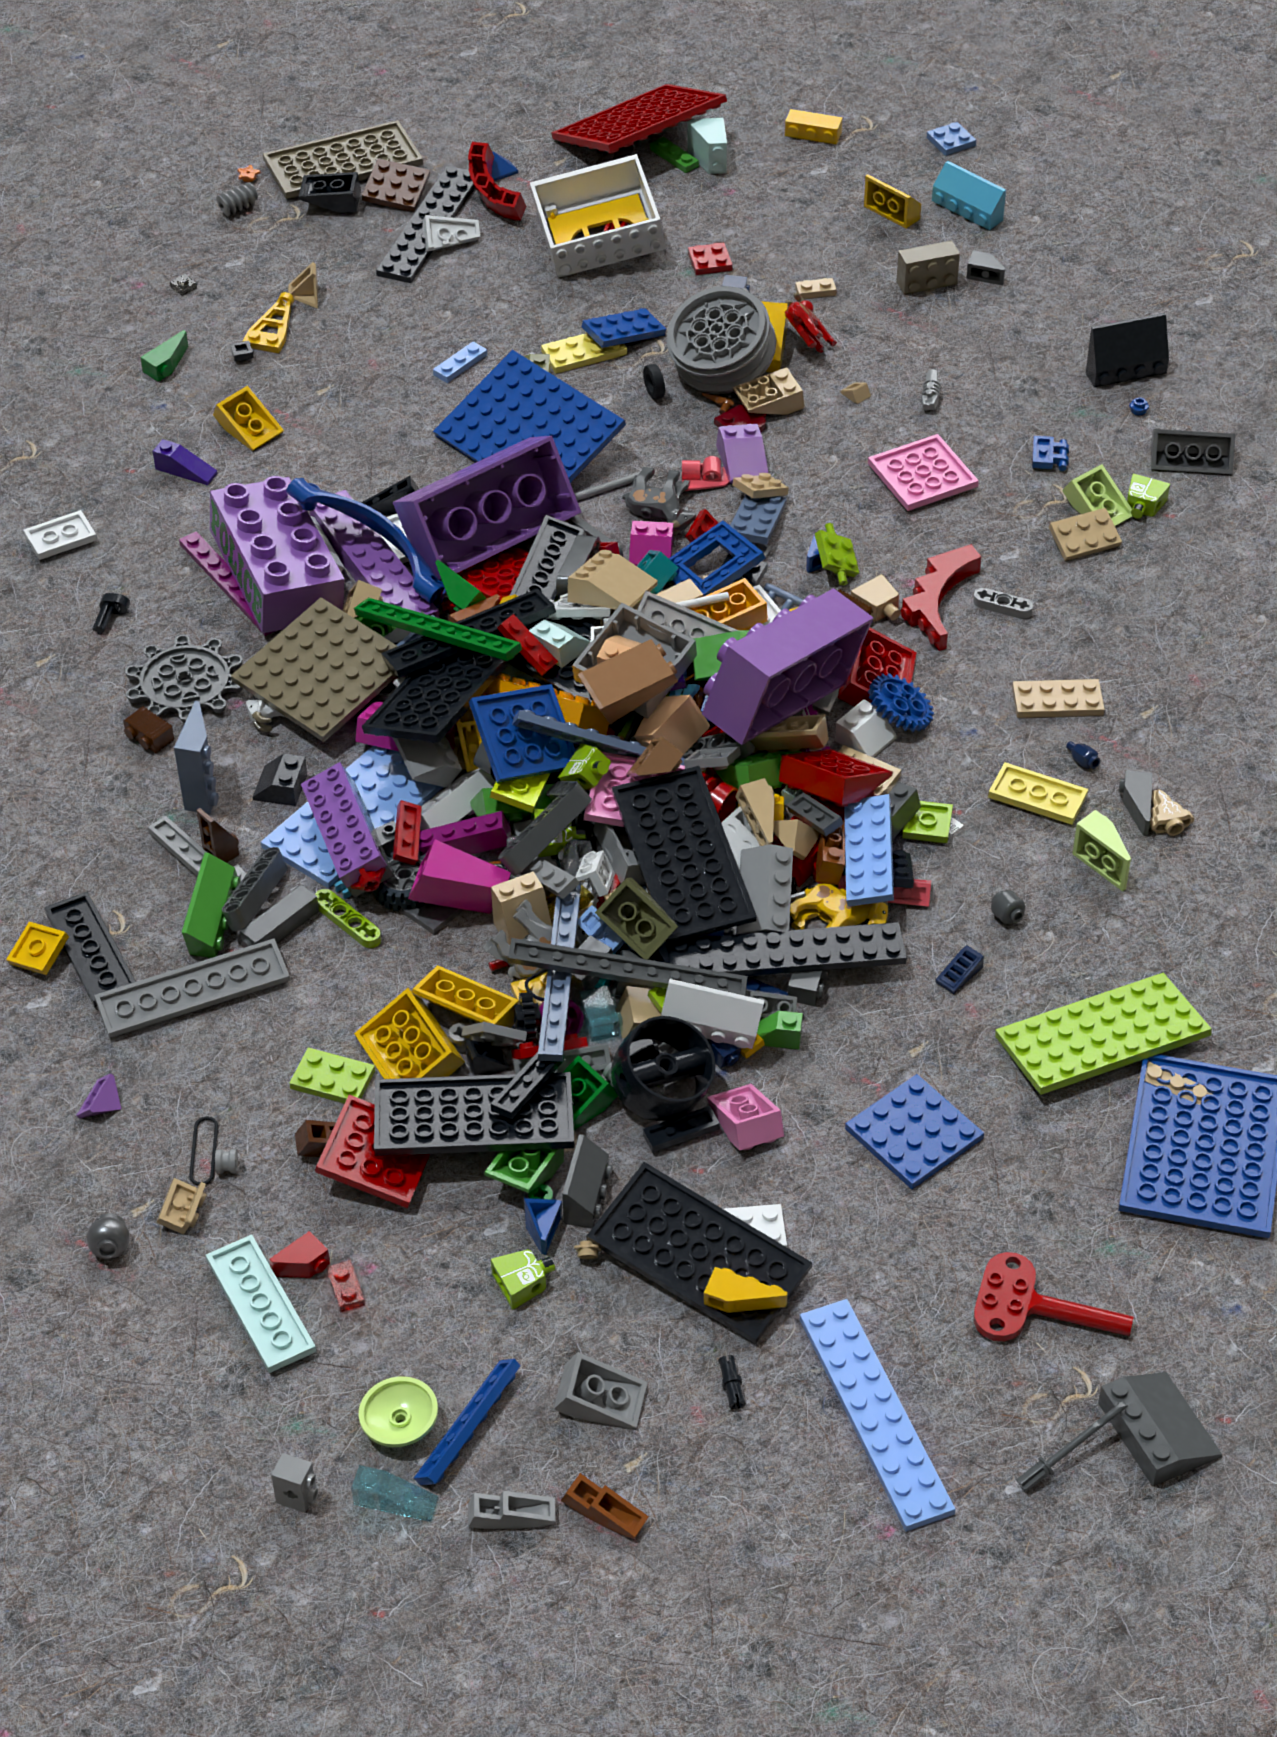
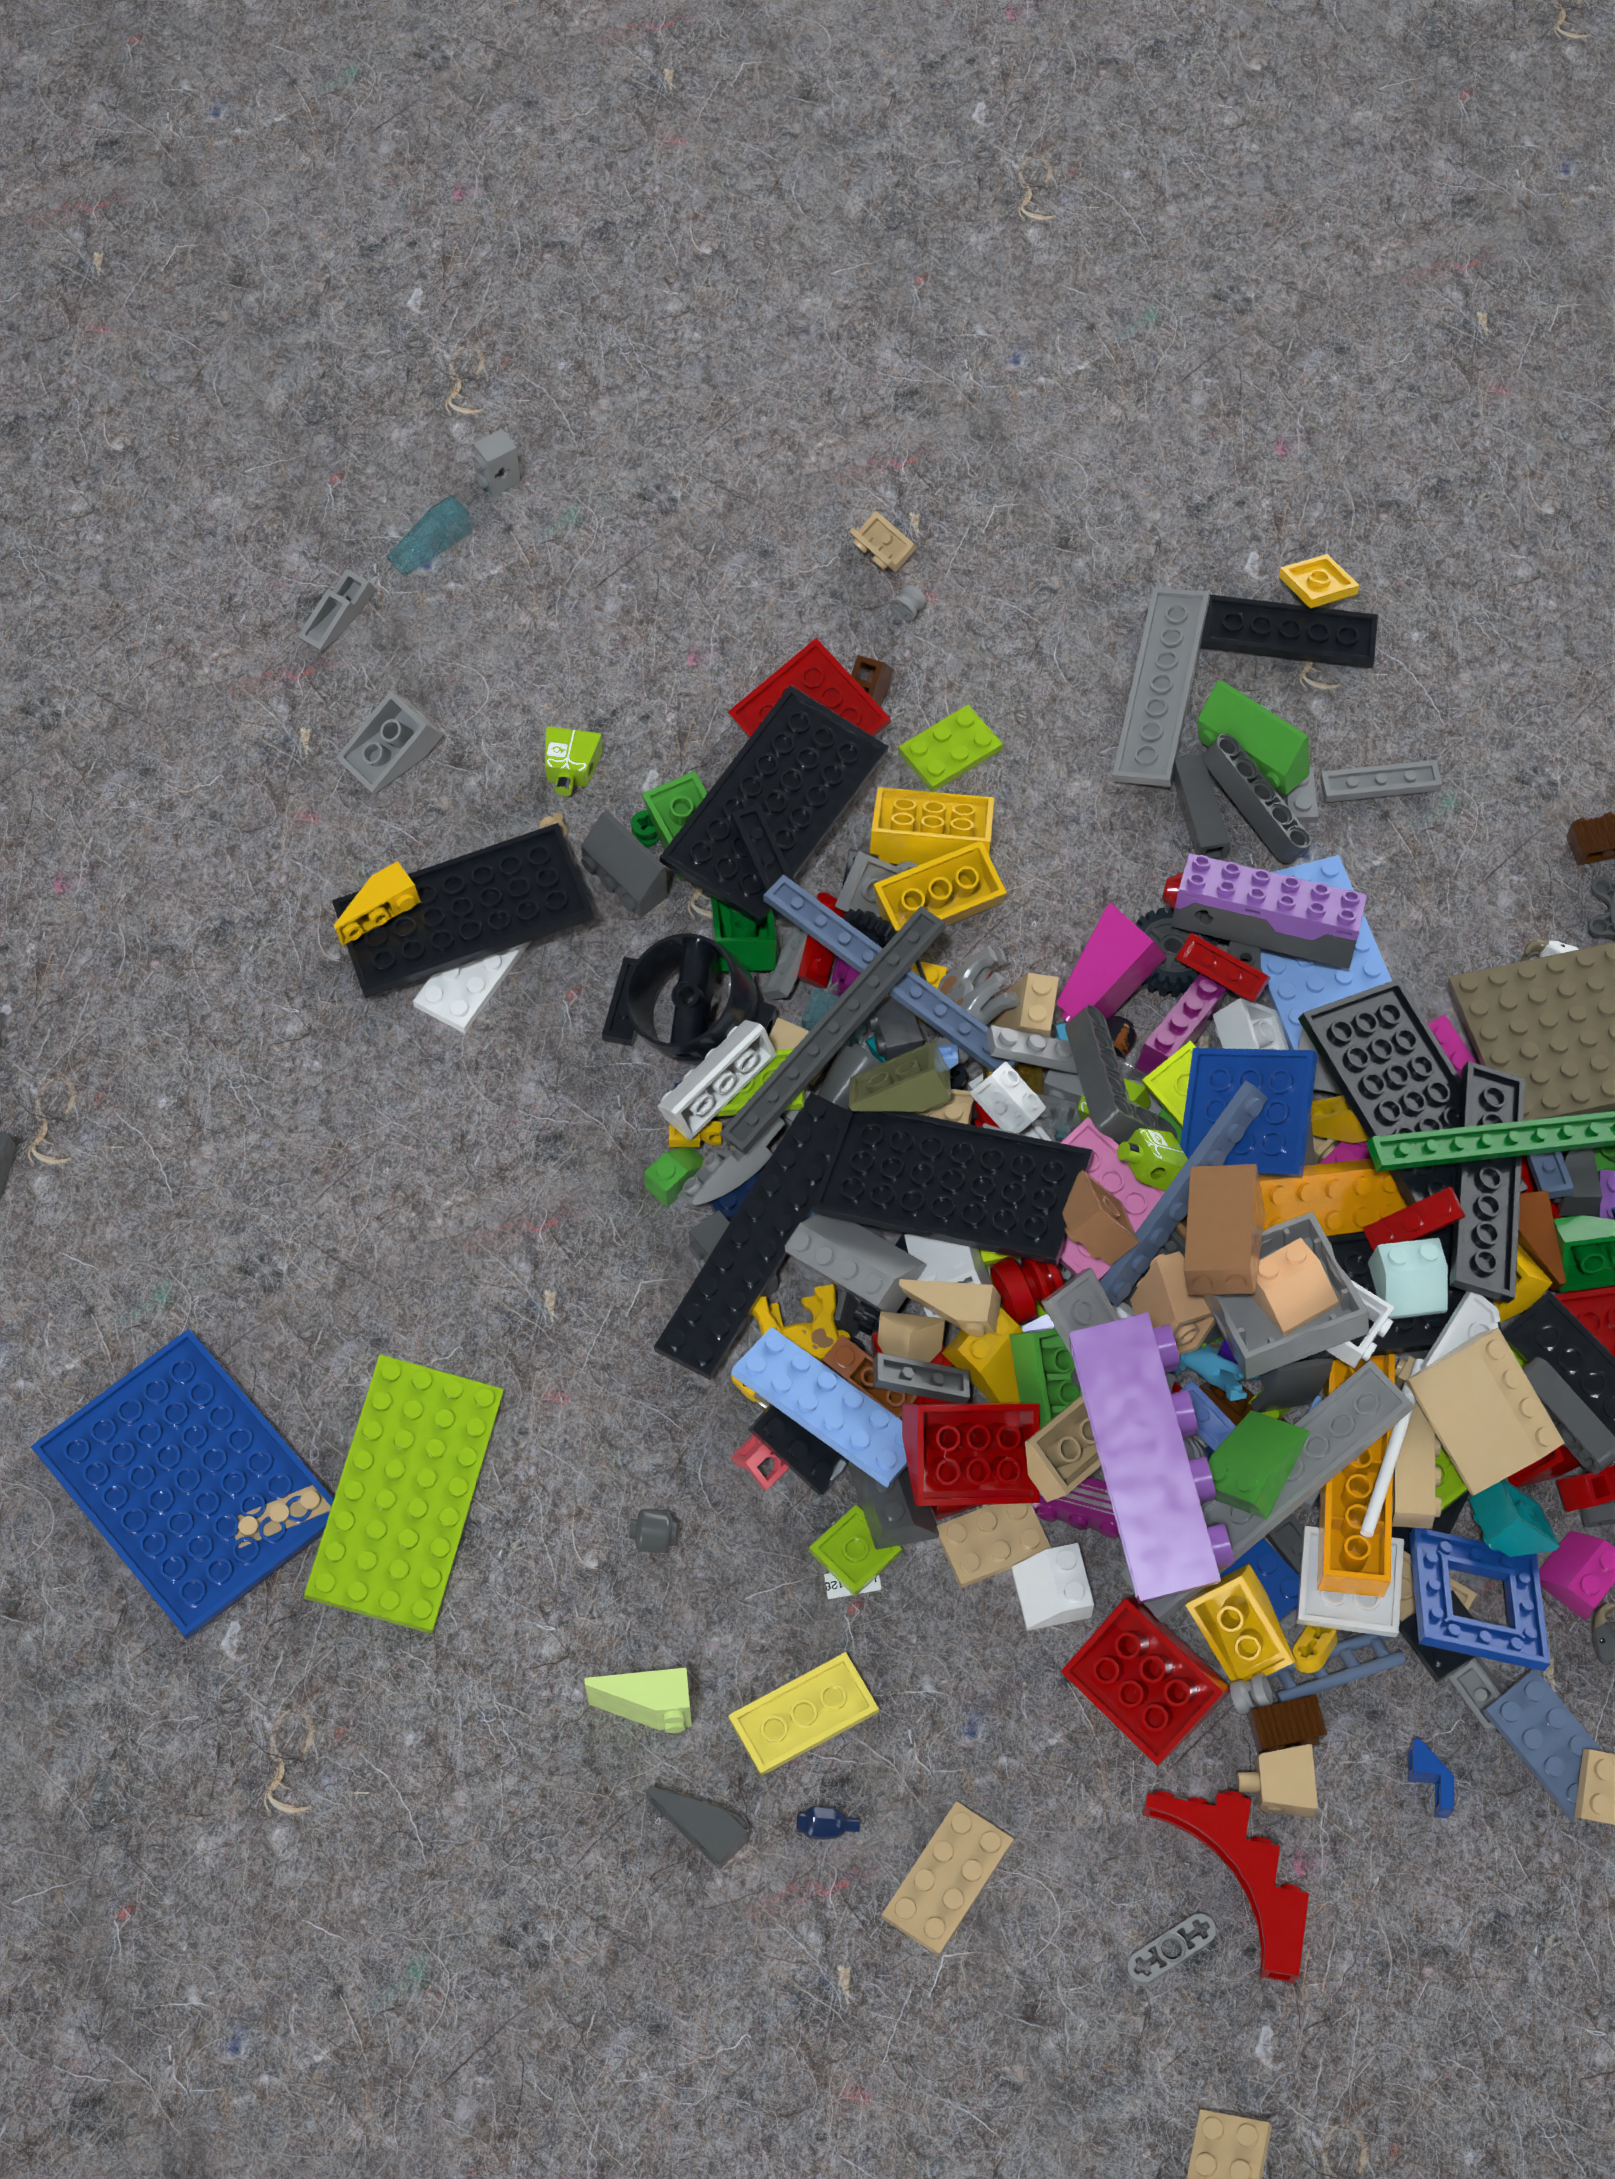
camera: 125 degrees right, 15 degrees up
(101, 1099) = (1073, 547): medium lavender slope -> none
(108, 1236) = (886, 464): flat silver piece -> none
(194, 1147) = (916, 575): black piece -> none
(195, 765) = (1482, 822): sand blue slope -> none
(217, 839) = (1357, 795): reddish brown slope -> none
(260, 1303) = (719, 548): light aqua plate -> none
(282, 780) = (1421, 924): black slope -> none
(301, 1258) = (740, 603): slope -> none
(345, 1286) = (685, 625): clear red plate -> none
(351, 915) = (1157, 869): lime beam -> none
(395, 1401) = (501, 575): yellowish green dish -> none
(462, 1429) = (453, 630): blue plate -> none
(542, 1221) = (610, 795): blue slope -> none
(604, 1507) = (277, 679): dark orange slope -> none
(702, 523) = (1575, 1658): red plate -> none
(731, 1382) = (309, 855): black pin -> none
(747, 1116) = (594, 1066): bright pink slope -> none
(836, 553) = (1399, 1782): lime plate -> none
(877, 1415) = (177, 953): light blue plate -> none
(900, 702) = (1058, 1683): blue gear -> none
(914, 1131) = (448, 1216): plate -> none
(923, 472) = (1512, 2050): bright pink plate -> none
(968, 957) = (618, 1440): dark blue slope -> none
(1010, 1297) = (182, 1150): red piece -> none
(1168, 815) = (653, 1842): tan rock -> none

